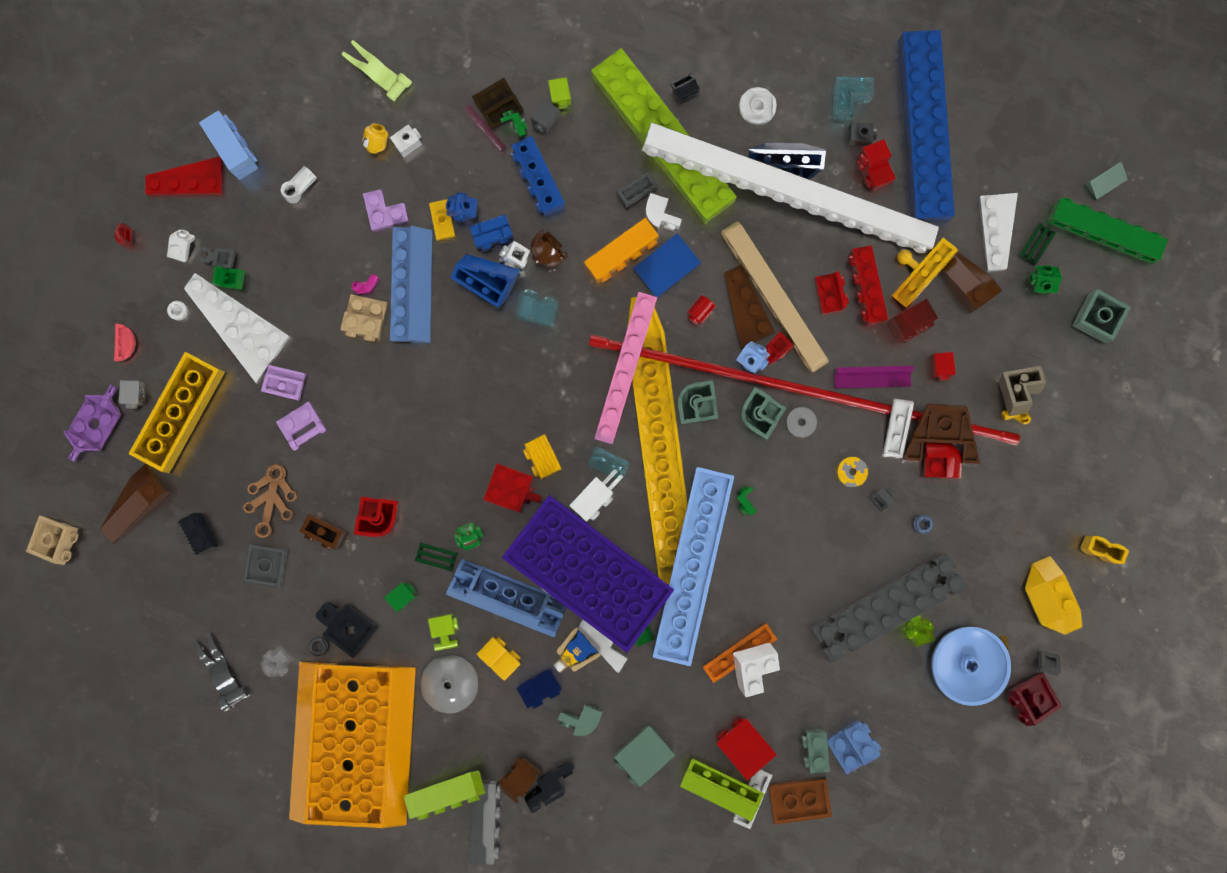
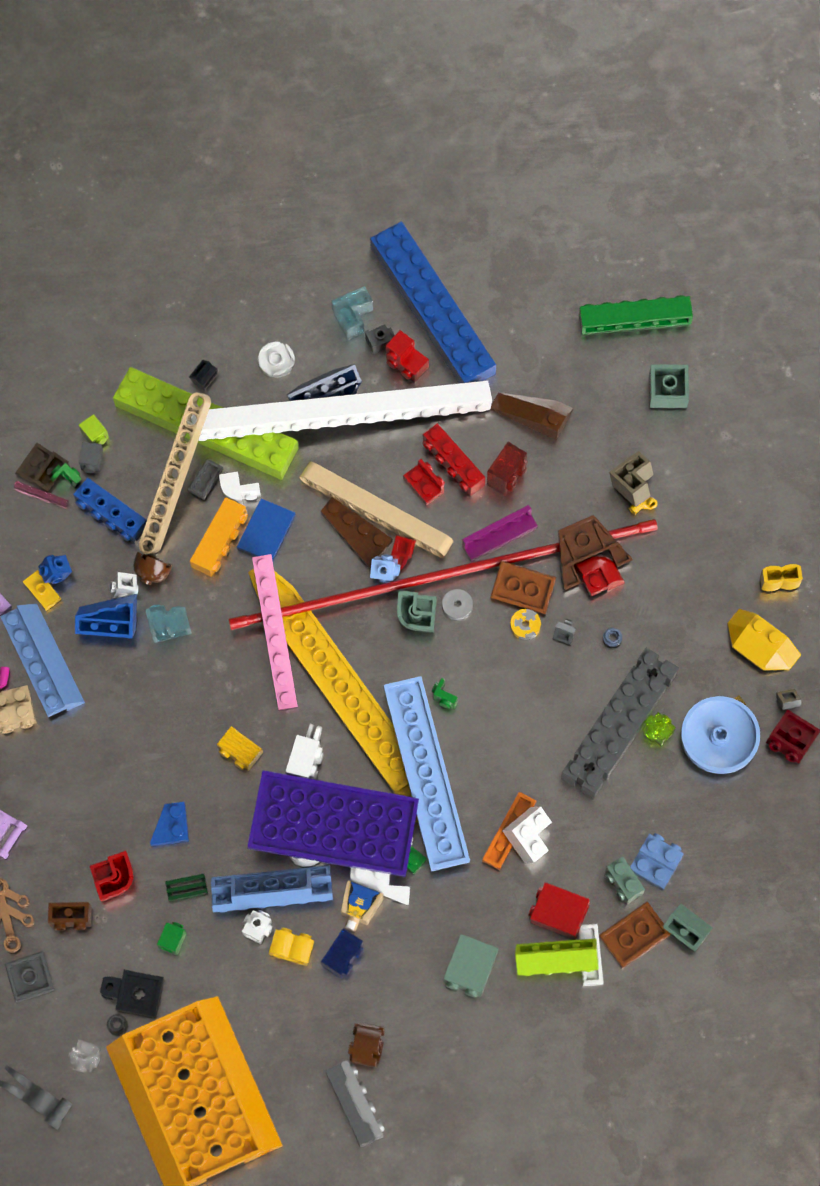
camera: 25 degrees left, 15 degrees down
(443, 627) = (224, 947): lime brick -> none
(444, 794) = (304, 1092): lime brick -> none
(451, 494) = (171, 825): none -> blue wing
(462, 679) = (257, 1010): light grey dish -> none
(468, 536) = (207, 852): green head -> none
(472, 628) = (257, 933): none -> white brick
(491, 233) = (93, 578): blue brick -> none
(510, 489) = (225, 790): red hinge -> none
(550, 788) = (399, 1038): black plate -> none
(584, 723) = (401, 964): sand green brick -> none
(607, 462) = (298, 722): clear light blue bracket -> none
(617, 172) = (182, 468): none -> tan beam
(697, 403) = (355, 631): sand green brick -> none
(700, 310) = (316, 552): red brick -> none
(849, 822) = (687, 927): none -> sand green brick
(868, 438) = (523, 587): none -> dark orange tile
(898, 428) = (543, 559): white tile -> none
(923, 272) = (495, 425): yellow plate -> none
(943, 365) = (555, 494): red brick -> none
(997, 222) = (539, 357): white wing -> none
(1045, 231) = (583, 341): dark green tile -> none
(1045, 279) = (604, 379): green brick -> none
(1107, 181) = (613, 275): sand green slope -> none

